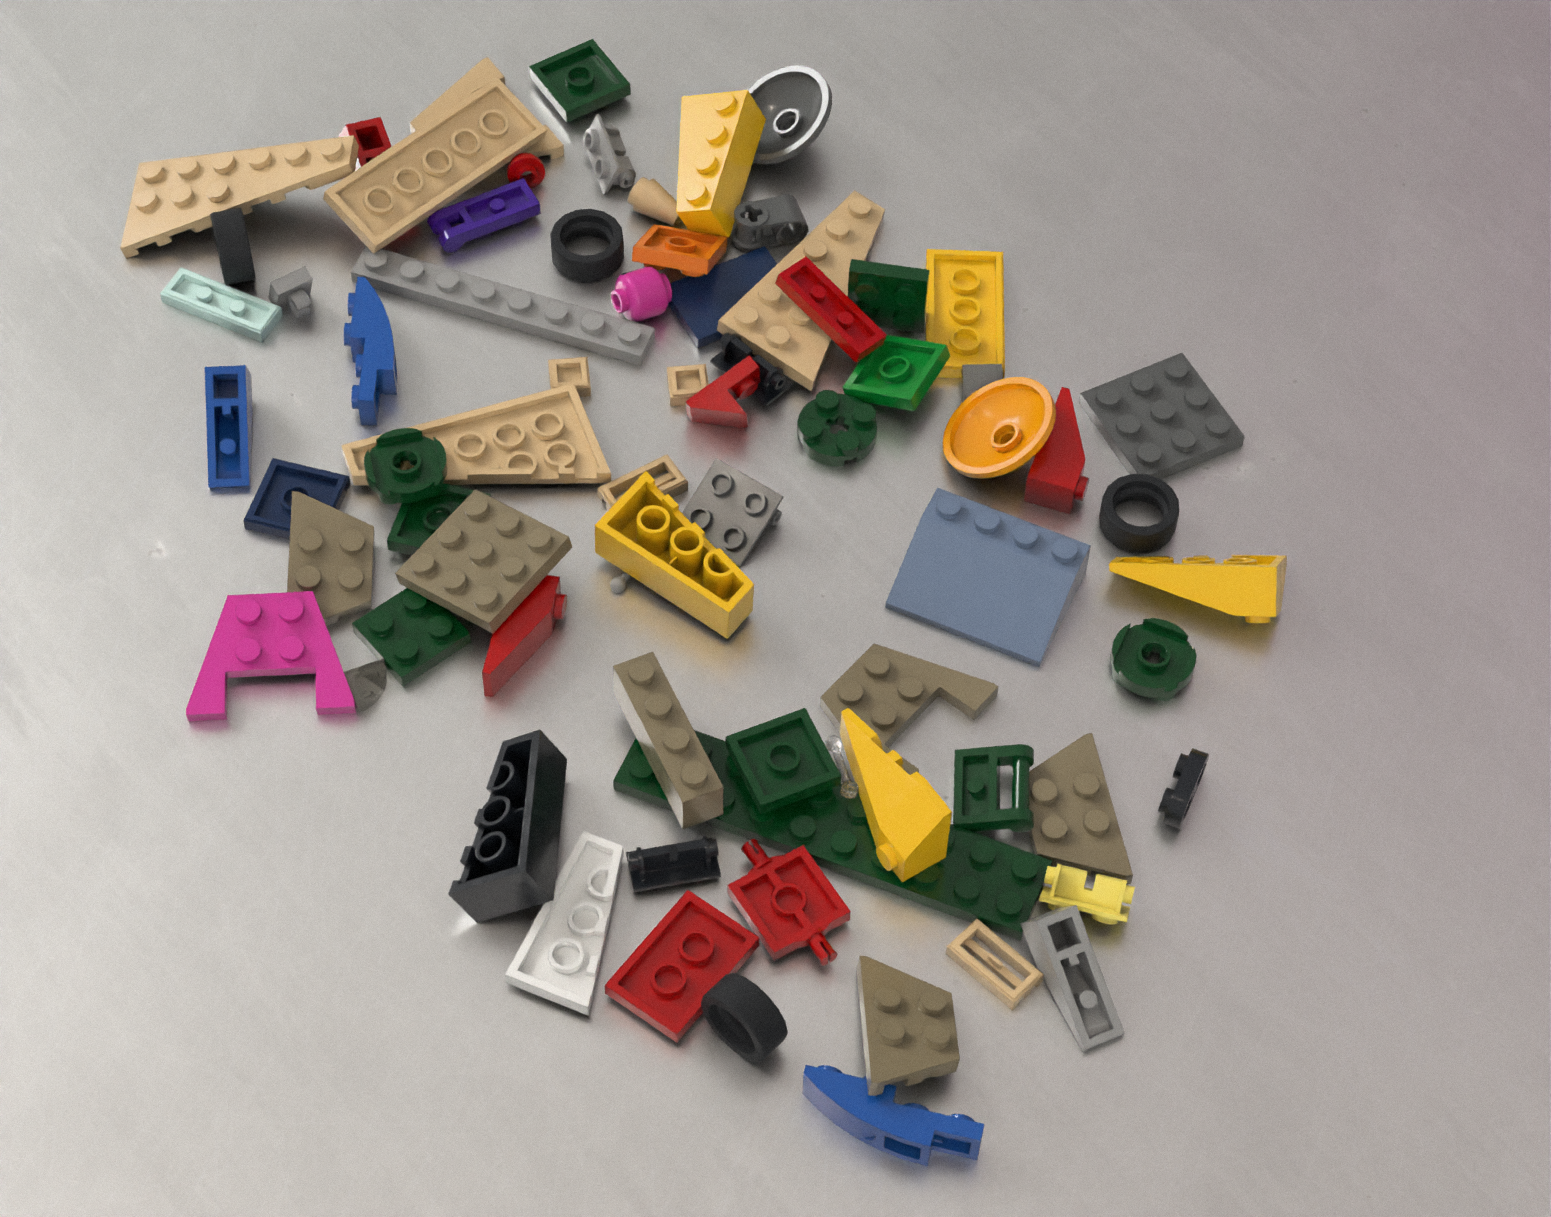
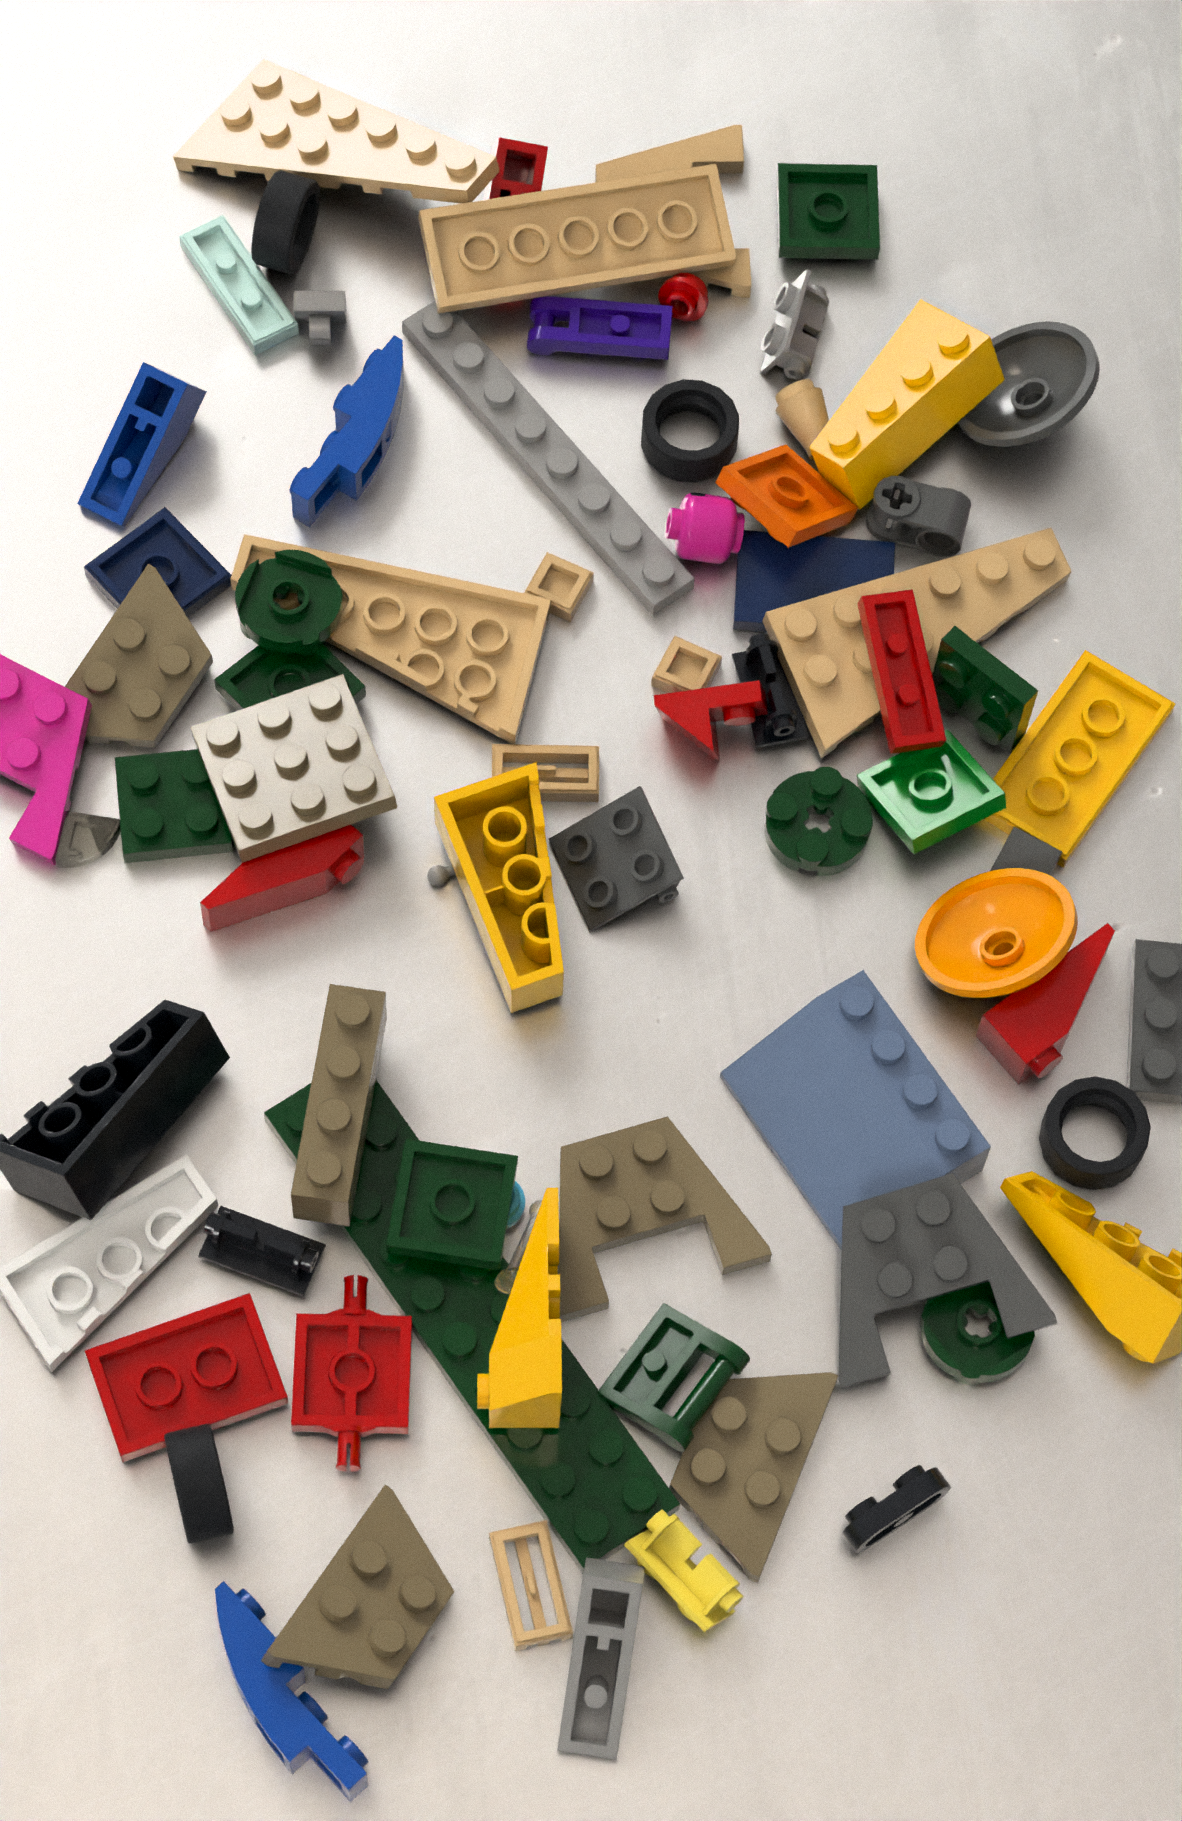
camera: 30 degrees right, 10 degrees up
(1089, 628) = (916, 1249): none -> dark grey wing

